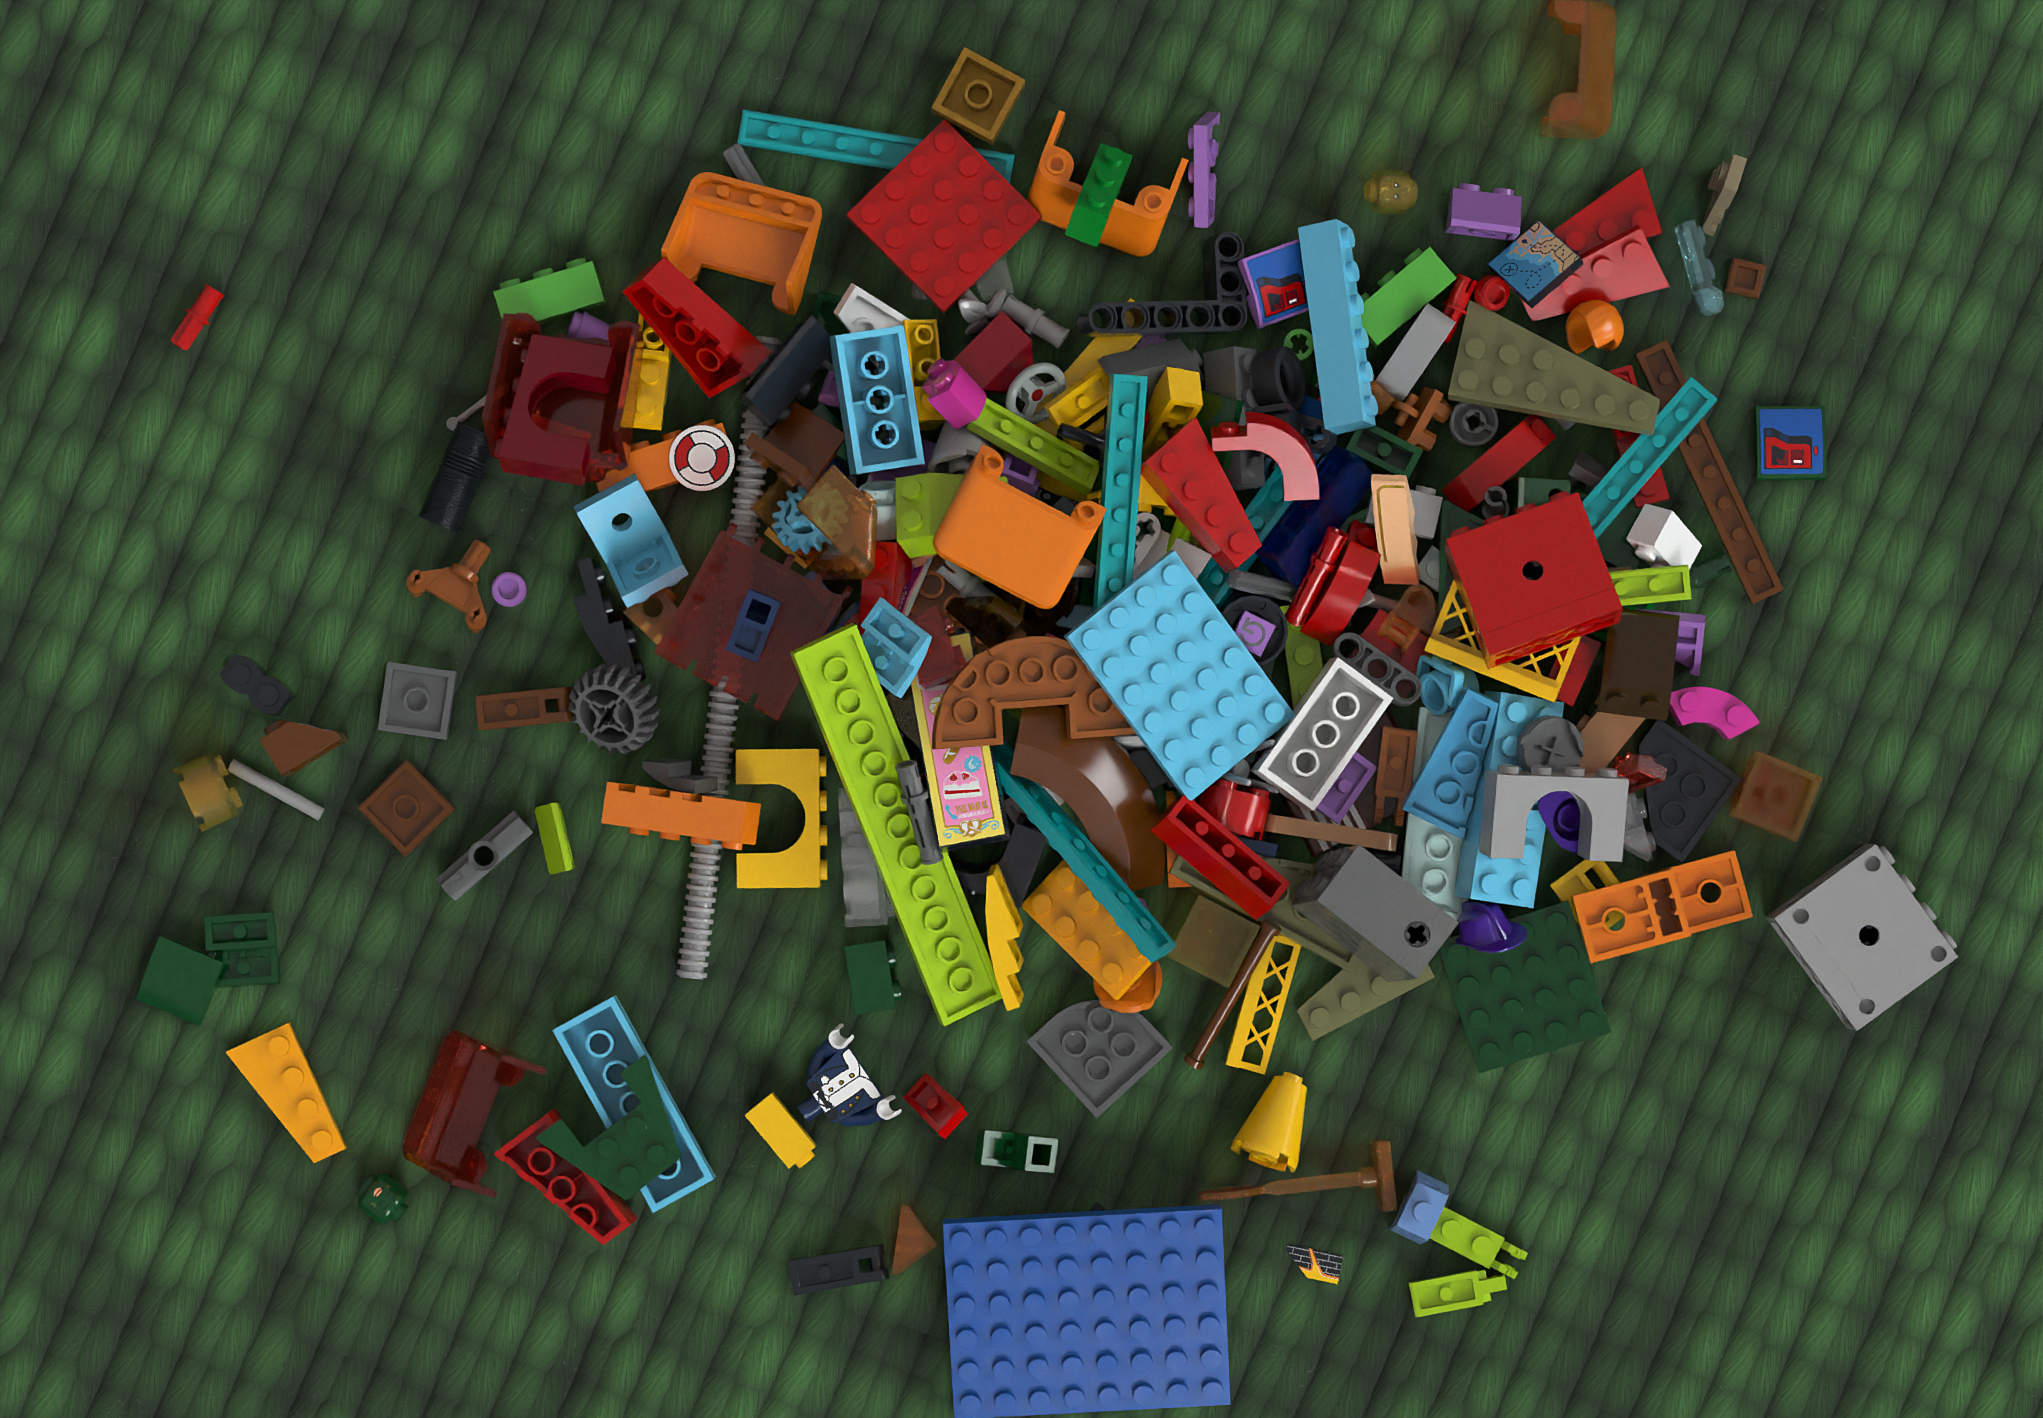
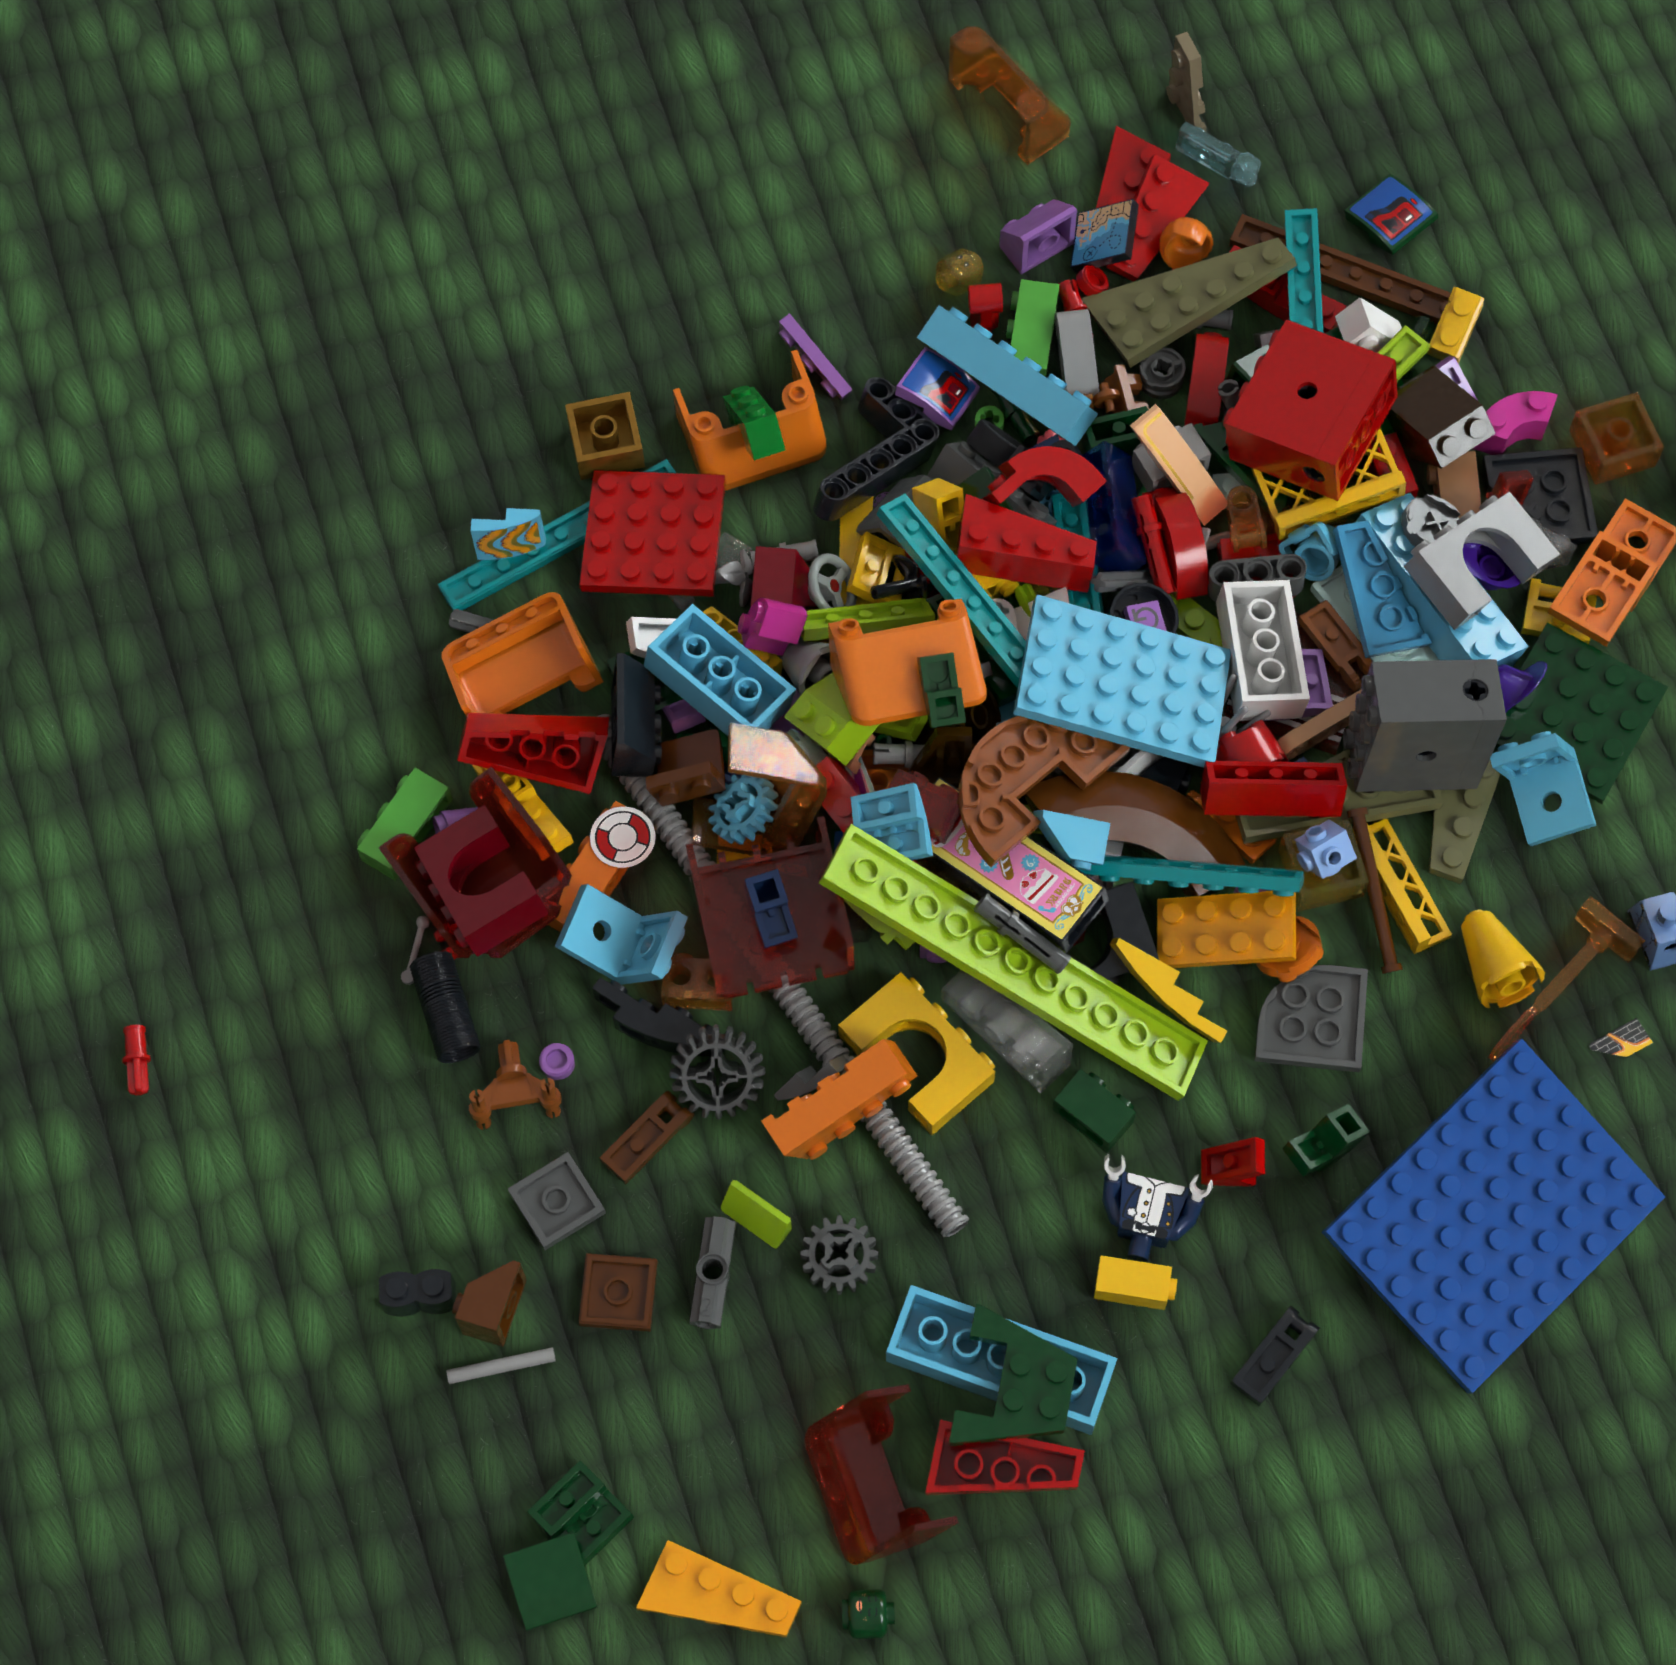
camera: 40 degrees left, 20 degrees down
(207, 791) = (446, 1404): clear yellow brick -> none
(587, 906) = (828, 1266): none -> dark grey gear
(830, 129) = (507, 538): none -> slope
(912, 1240) = (1309, 1281): clear orange slope -> none
(1017, 577) = (941, 689): none -> dark green slope
(1024, 775) = (1075, 837): none -> medium azure slope
(1211, 939) = (1324, 849): none -> light blue brick
(1379, 245) = (985, 304): none -> red piece
(1439, 1014) = (1541, 769): none -> medium azure bracket
(1736, 593) = (1456, 324): none -> yellow brick
(1745, 278) = (1255, 139): reddish brown tile -> none

